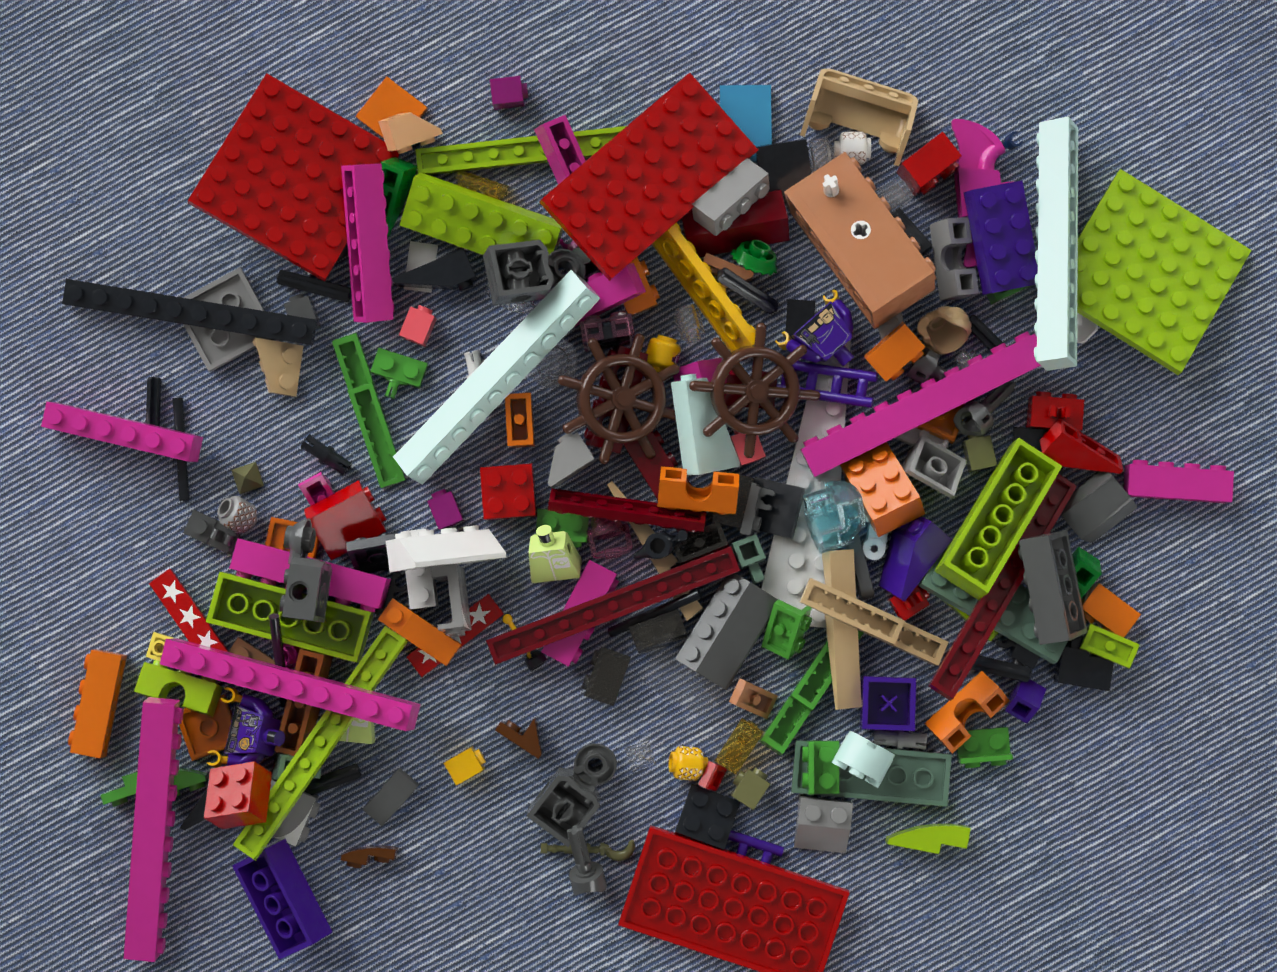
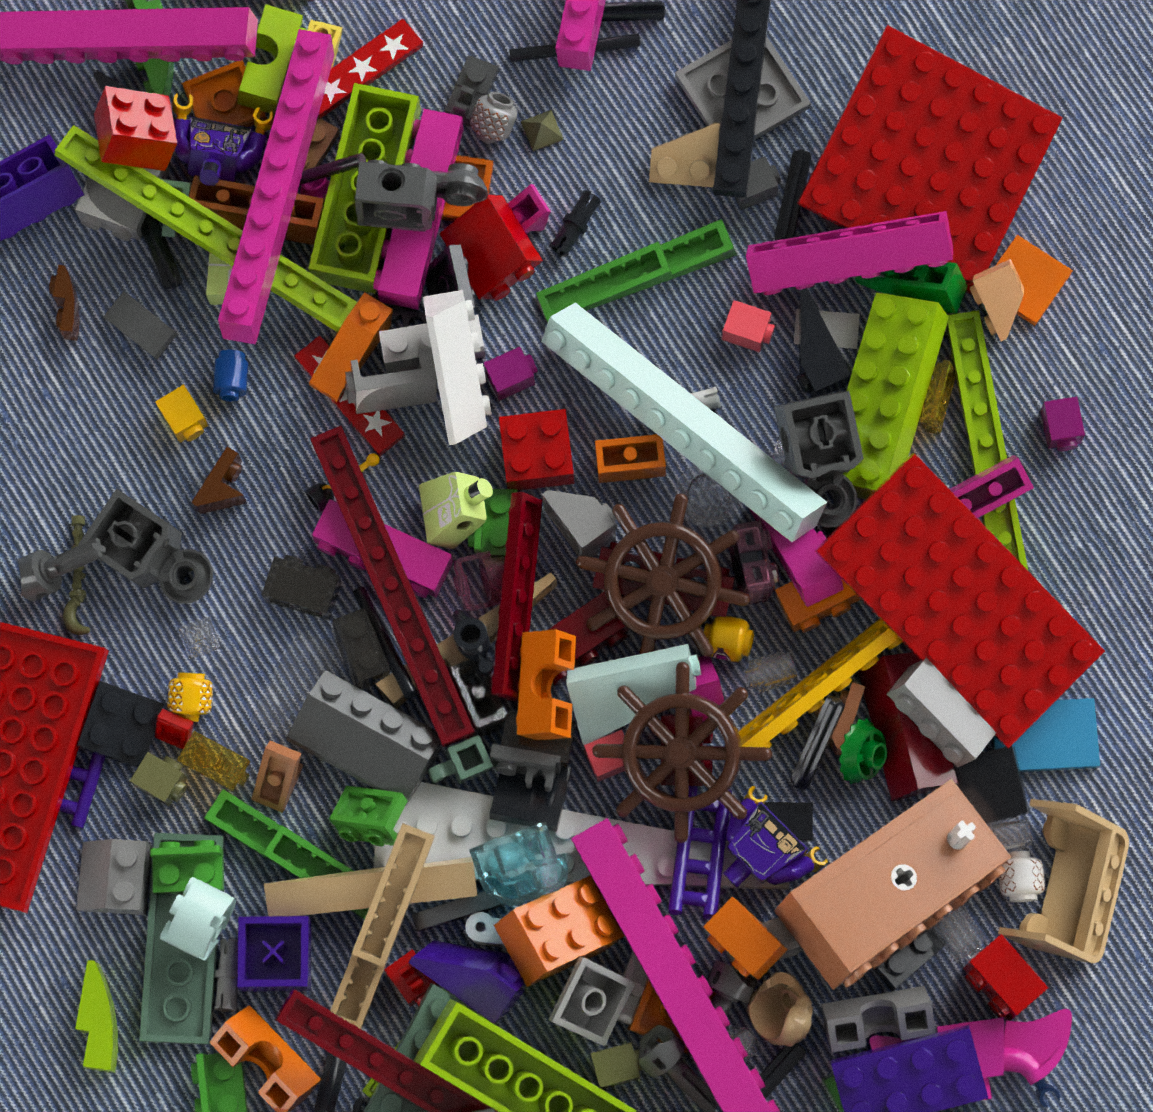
camera: 85 degrees right, 10 degrees down
(398, 370) = (688, 306): bright green plate -> none
(435, 727) = (230, 375): none -> blue brick

